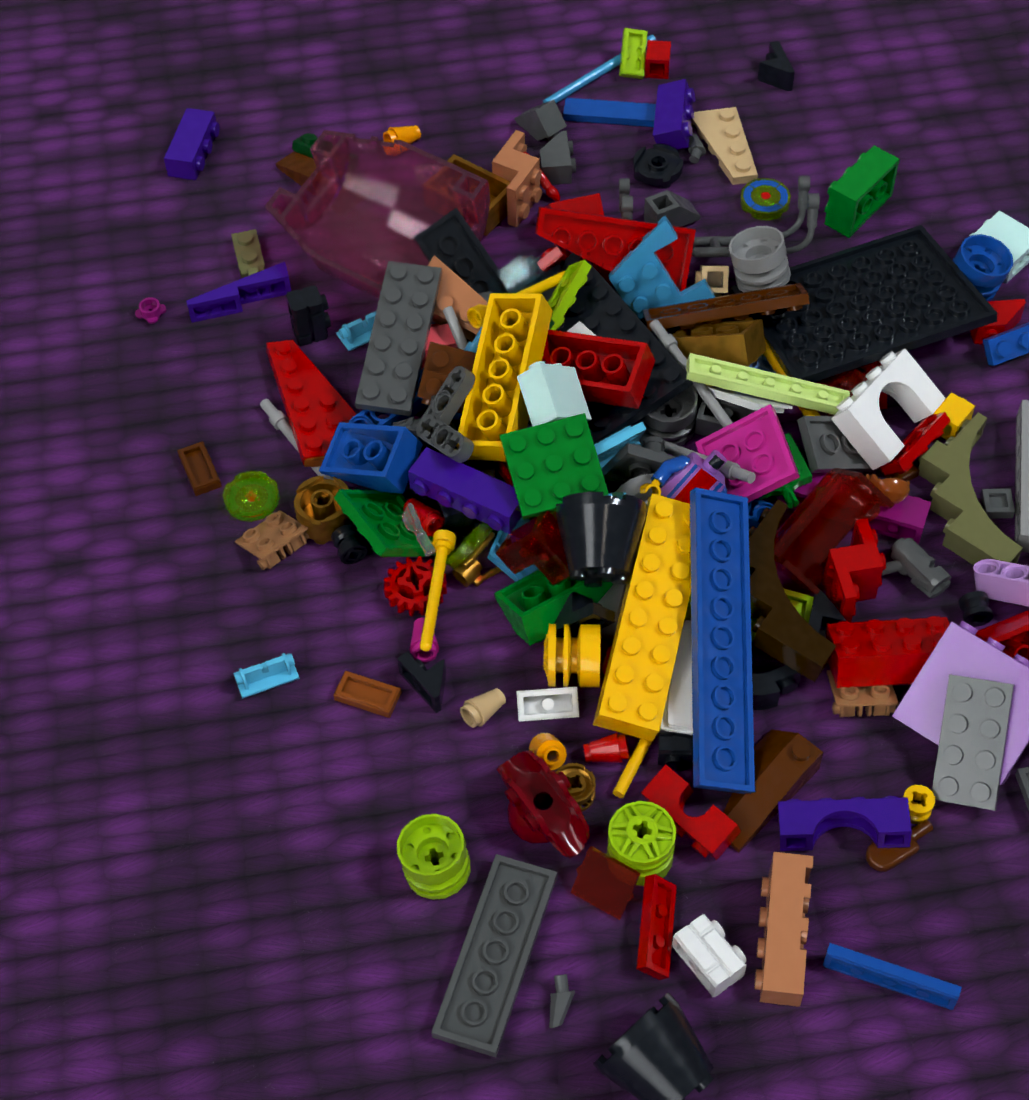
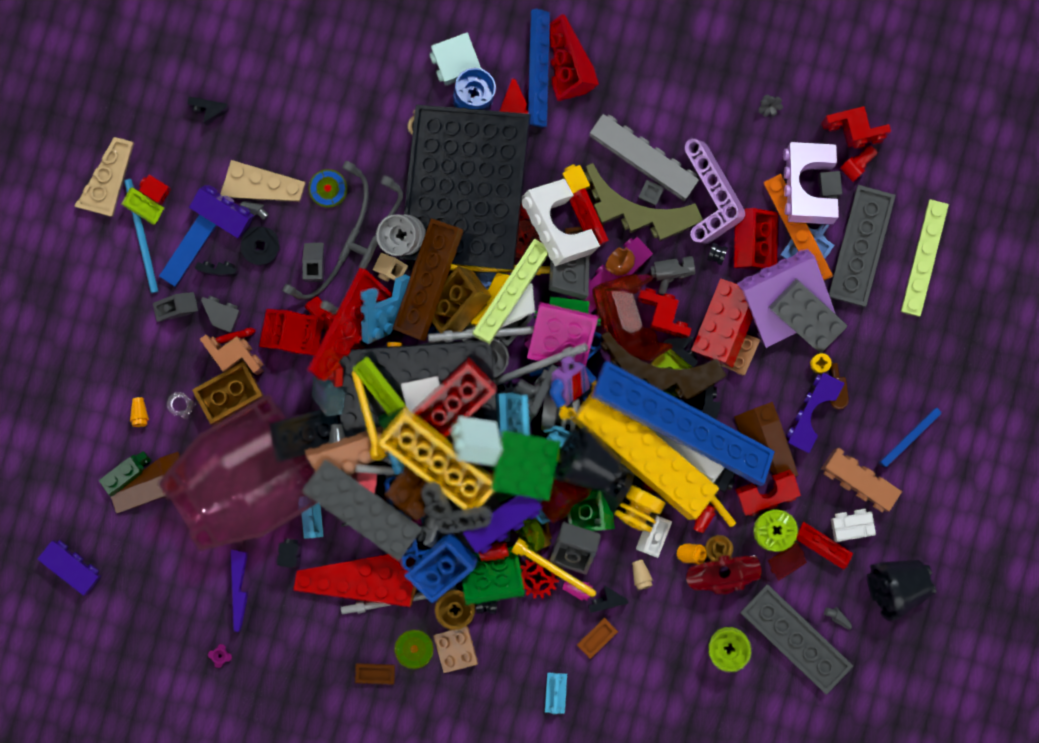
camera: 65 degrees left, 30 degrees up
(248, 252) = (201, 568): olive hinge -> none
(413, 524) = (501, 561): clear piece -> none
(476, 599) = (575, 548): none -> dark grey brick
(606, 139) = (223, 270): none -> black slope
(657, 23) = (107, 180): none -> tan wing
(861, 191) = (364, 126): green brick -> none

